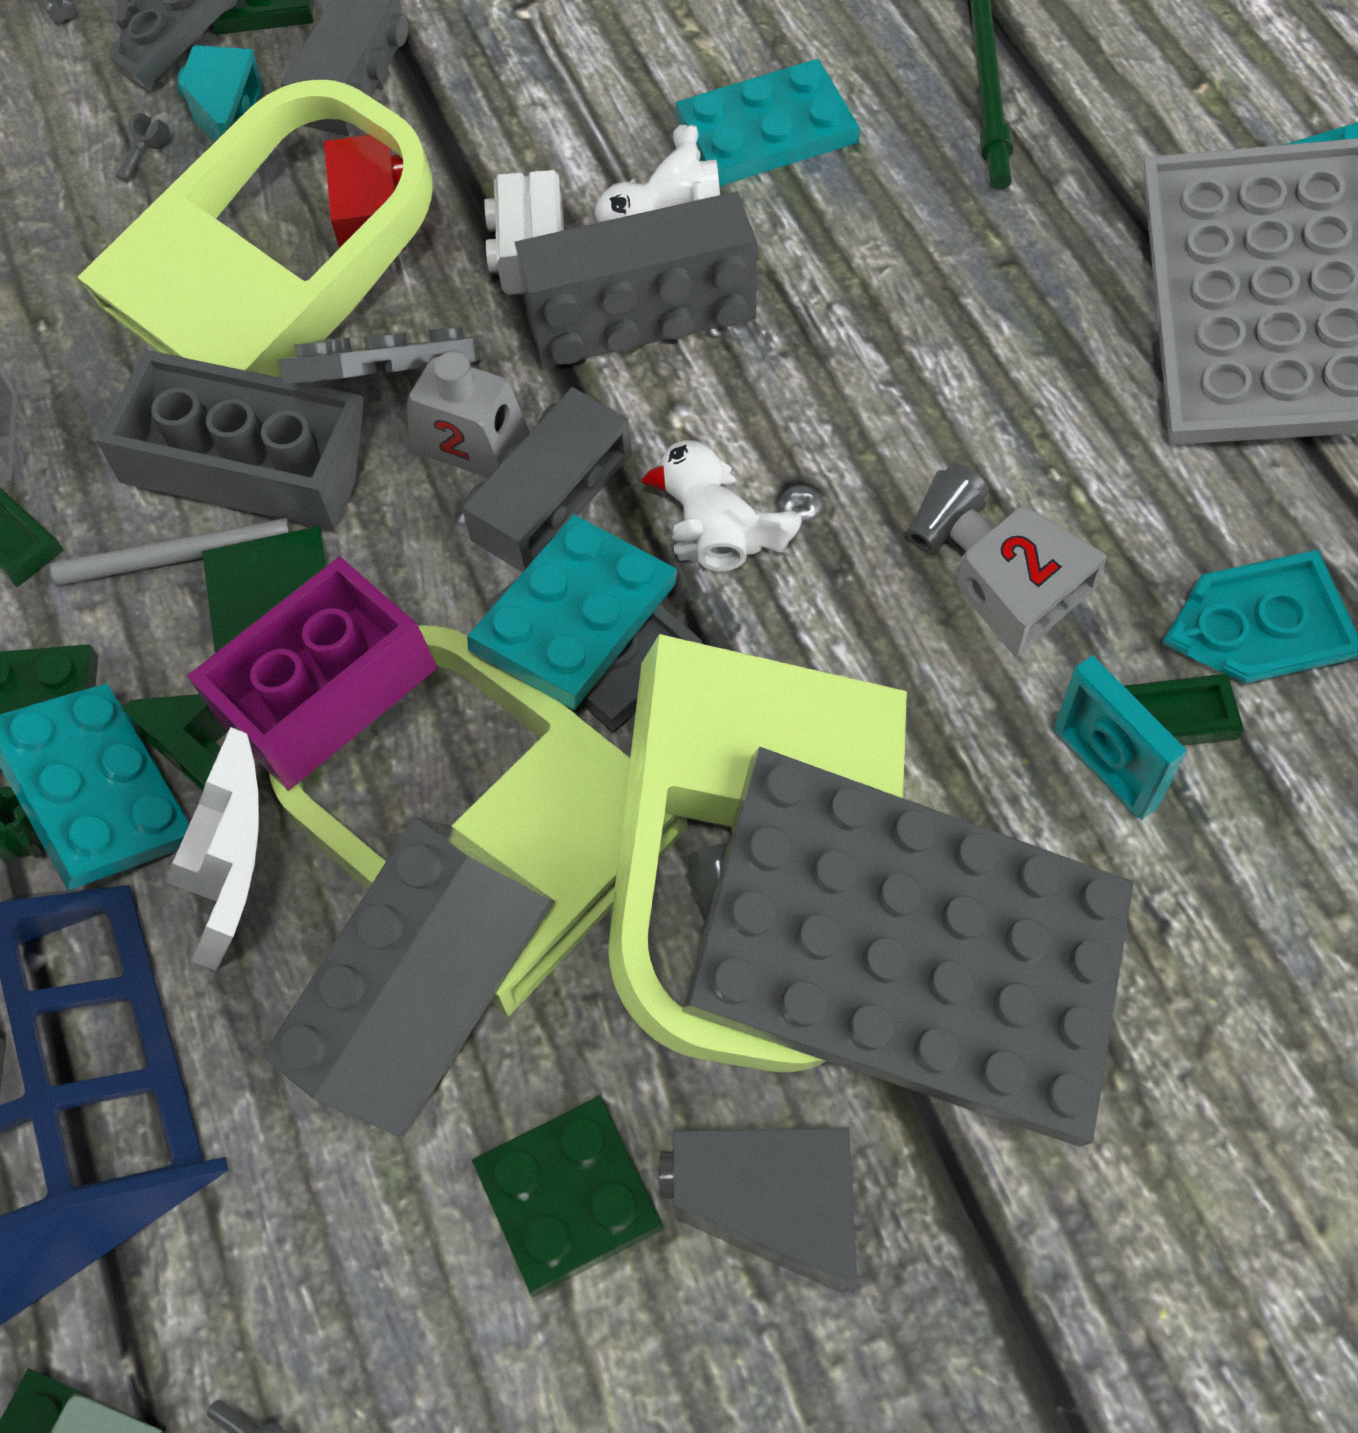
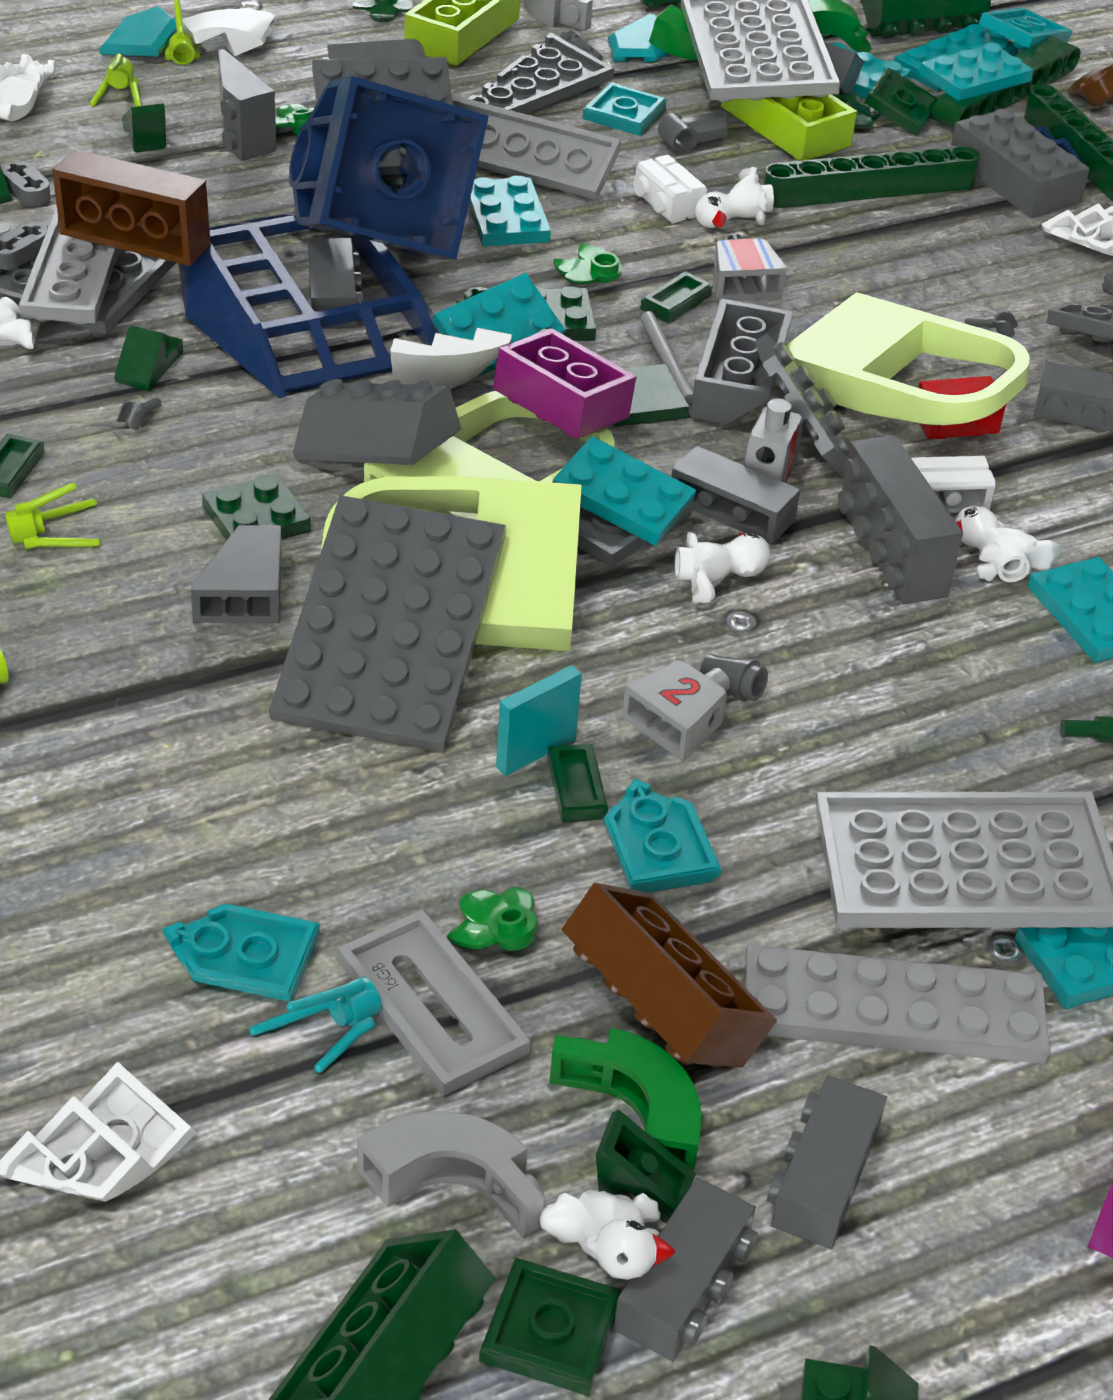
camera: 80 degrees right, 20 degrees down
(219, 86) = (1044, 343): teal slope -> none

